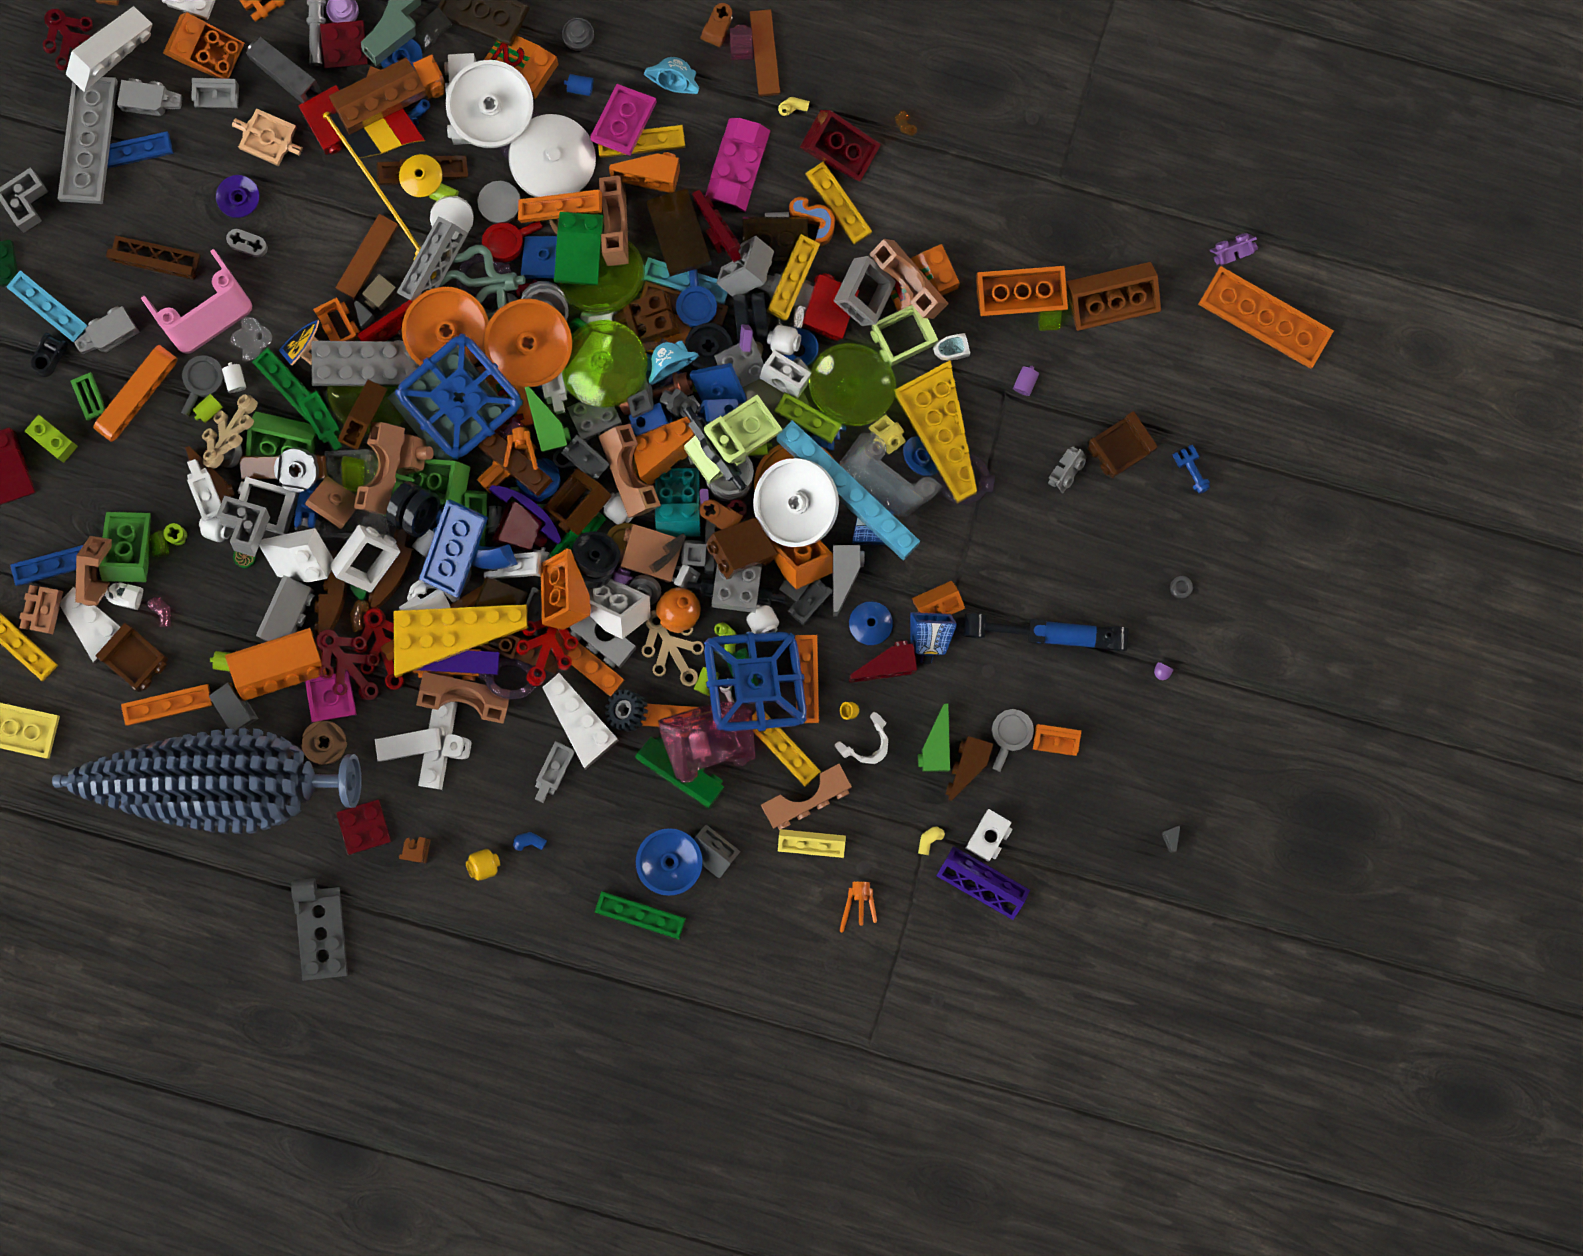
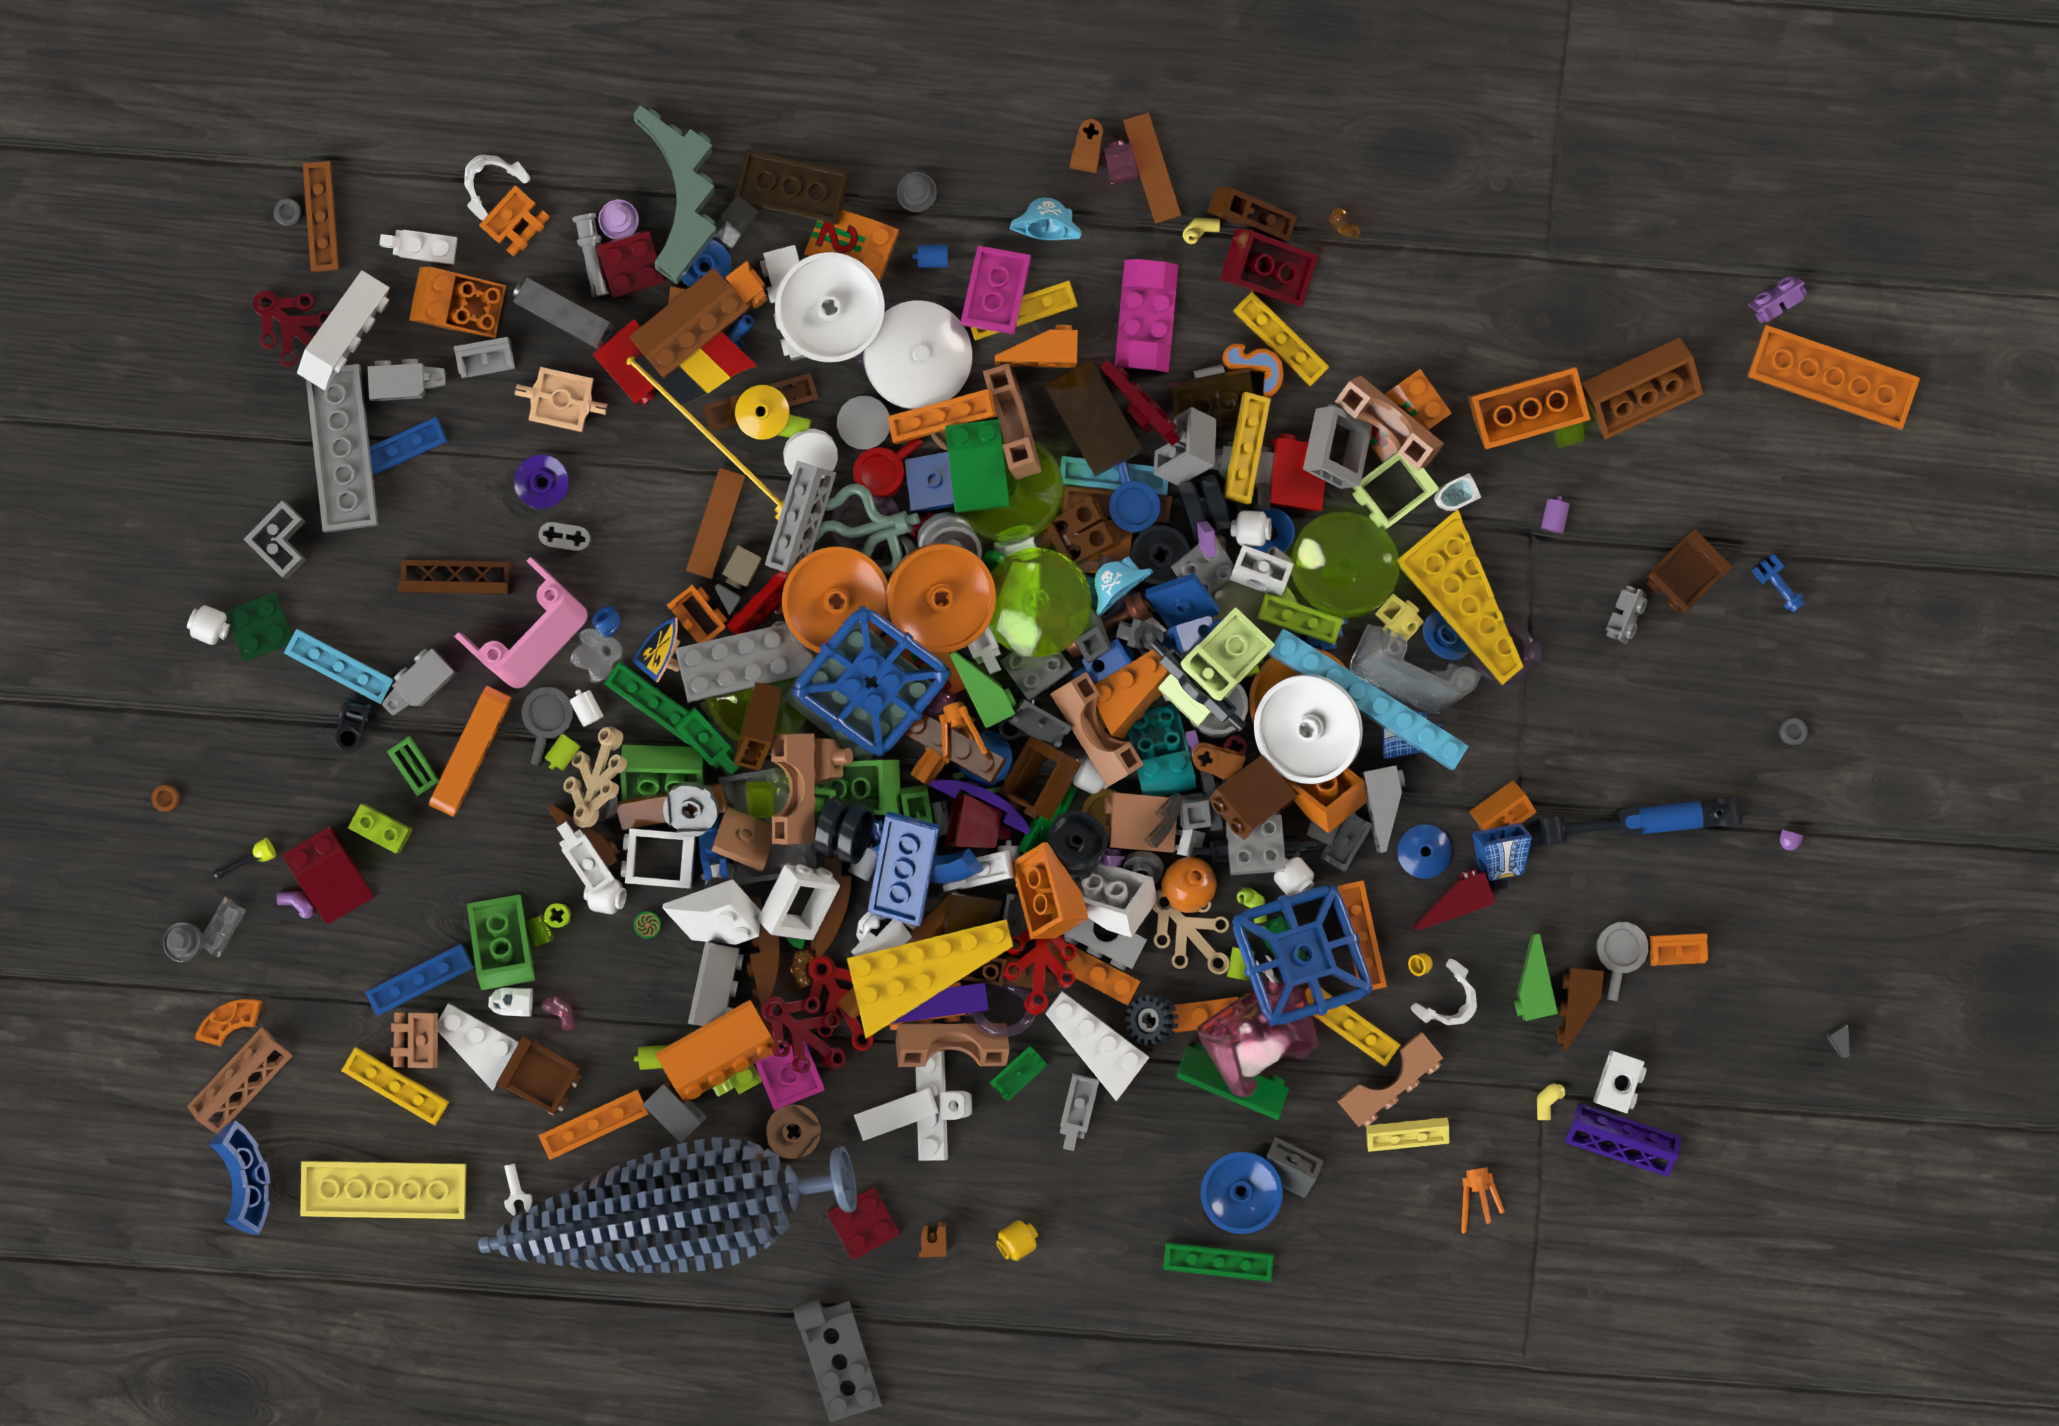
camera: 15 degrees left, 5 degrees up
(88, 587) = (468, 967): nougat panel -> none
(94, 744) = (515, 1190): none -> white bar
(247, 521) = (649, 887): light grey brick -> none
(265, 312) = (606, 621): none -> blue tile
(292, 694) = (741, 1081): none -> lime plate
(512, 732) = (1018, 1073): none -> green hinge
(528, 838) = (1065, 1197): blue arm -> none
(831, 97) = (1251, 213): none -> reddish brown slope

